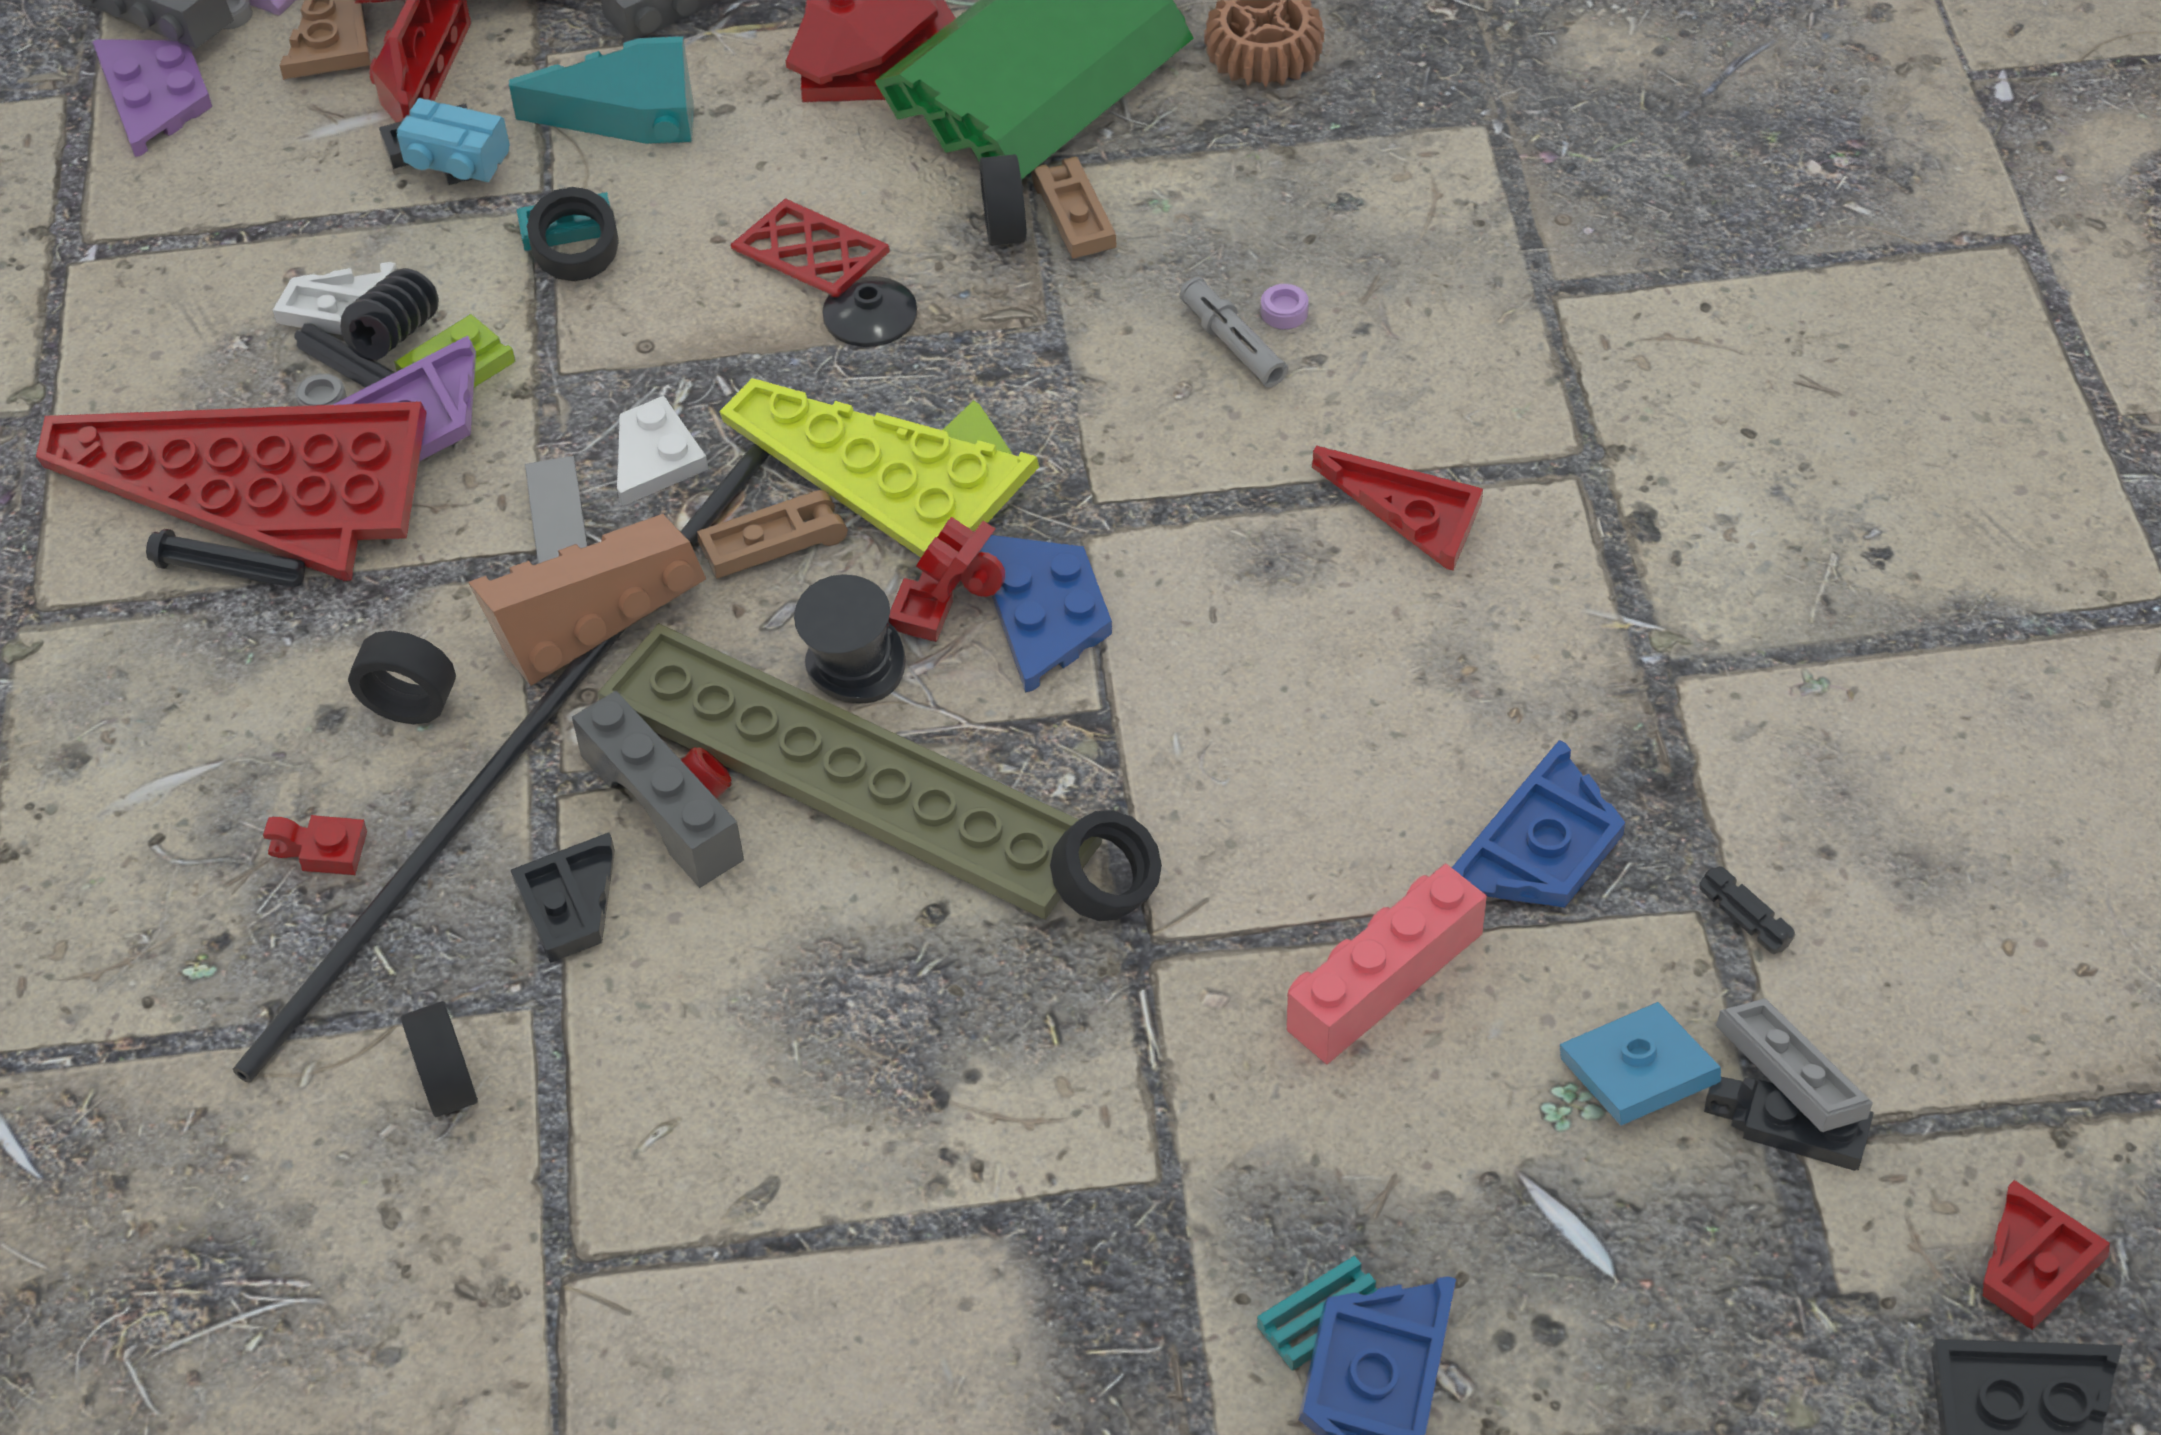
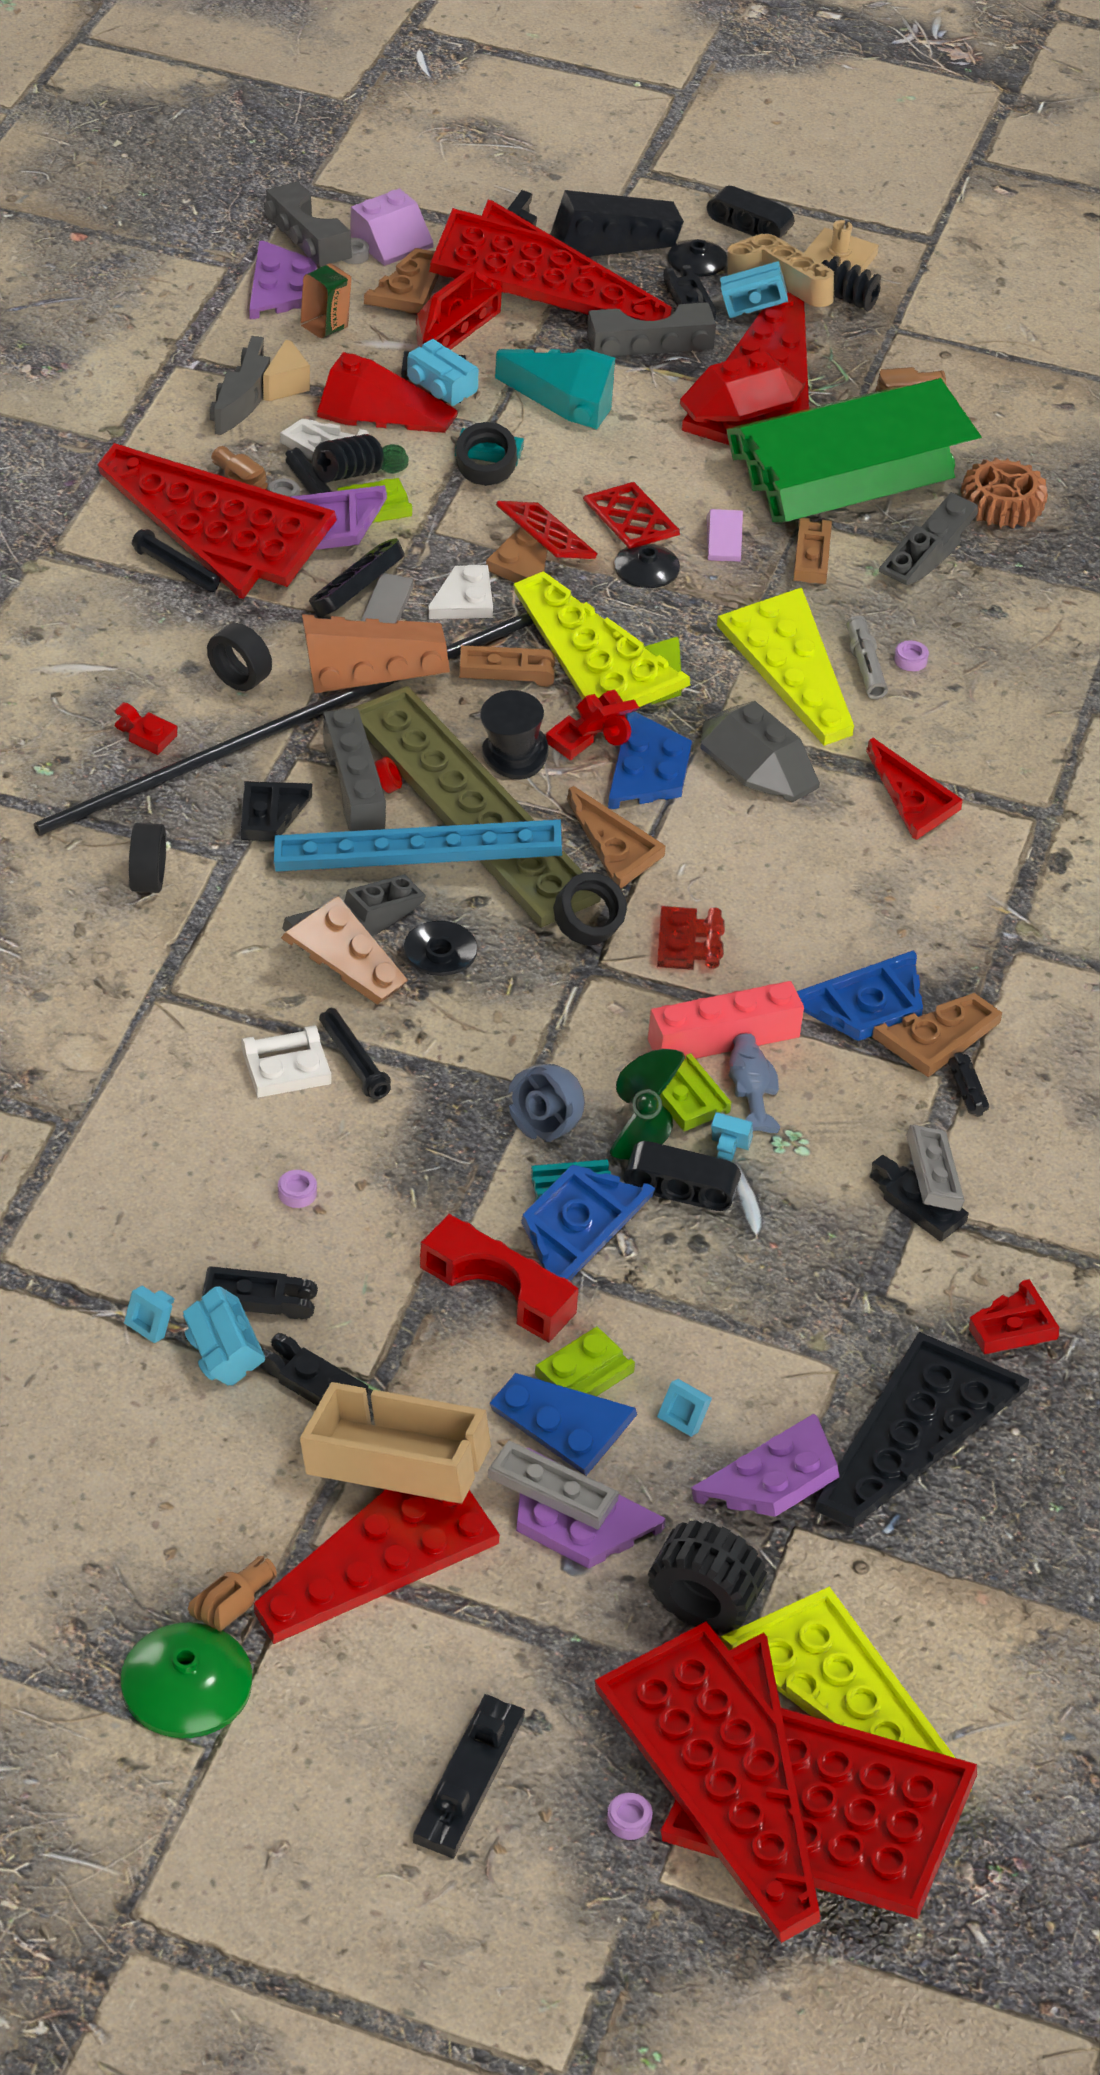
camera: 20 degrees right, 5 degrees down
(183, 263) = (240, 389): none -> dark grey slope
(222, 97) = (326, 294): none -> nougat piece
(235, 219) = (286, 374): none -> tan slope
(244, 385) = (240, 467): none -> medium nougat arm
(369, 205) = (371, 393): none -> red wedge
(451, 287) = (394, 459): none -> clear green plate
(495, 486) = (356, 577): none -> black beam
(700, 366) = (518, 557): none -> medium nougat wing
(734, 310) = (561, 532): none -> red window
(786, 1020) = (376, 904): none -> dark grey slope
(808, 1082) = (345, 946): none -> wing
(812, 870) = (418, 845): none -> dark azure plate
(824, 1315) = (289, 1070): none -> white plate
(927, 1000) = (440, 948): none -> black dish
(948, 229) = (724, 535): none -> lavender slope
(961, 1280) = (375, 1083): none -> black axle
(1003, 200) = (764, 527): black tyre -> none
(1077, 742) = (618, 843): none -> medium nougat wing
(1125, 363) = (787, 651): none -> neon yellow wing
(1177, 524) = (759, 751): none -> dark grey wedge
(1216, 136) = (932, 543): none -> dark grey slope
(1225, 1205) = (546, 1101): none -> sand blue cylinder
(1238, 855) = (678, 936): none -> clear red plate
(1349, 1124) = (641, 1087): none -> dark green piece
(1396, 1094) = (693, 1096): none -> lime plate
(1470, 1030) = (753, 1078): none -> sand blue animal
(1470, 1234) = (683, 1175): none -> black beam
(1498, 1137) = (730, 1134): none -> medium azure tile
(1640, 1063) = (843, 1132): dark azure plate -> none
(1664, 851) = (935, 1037): none -> medium nougat wing

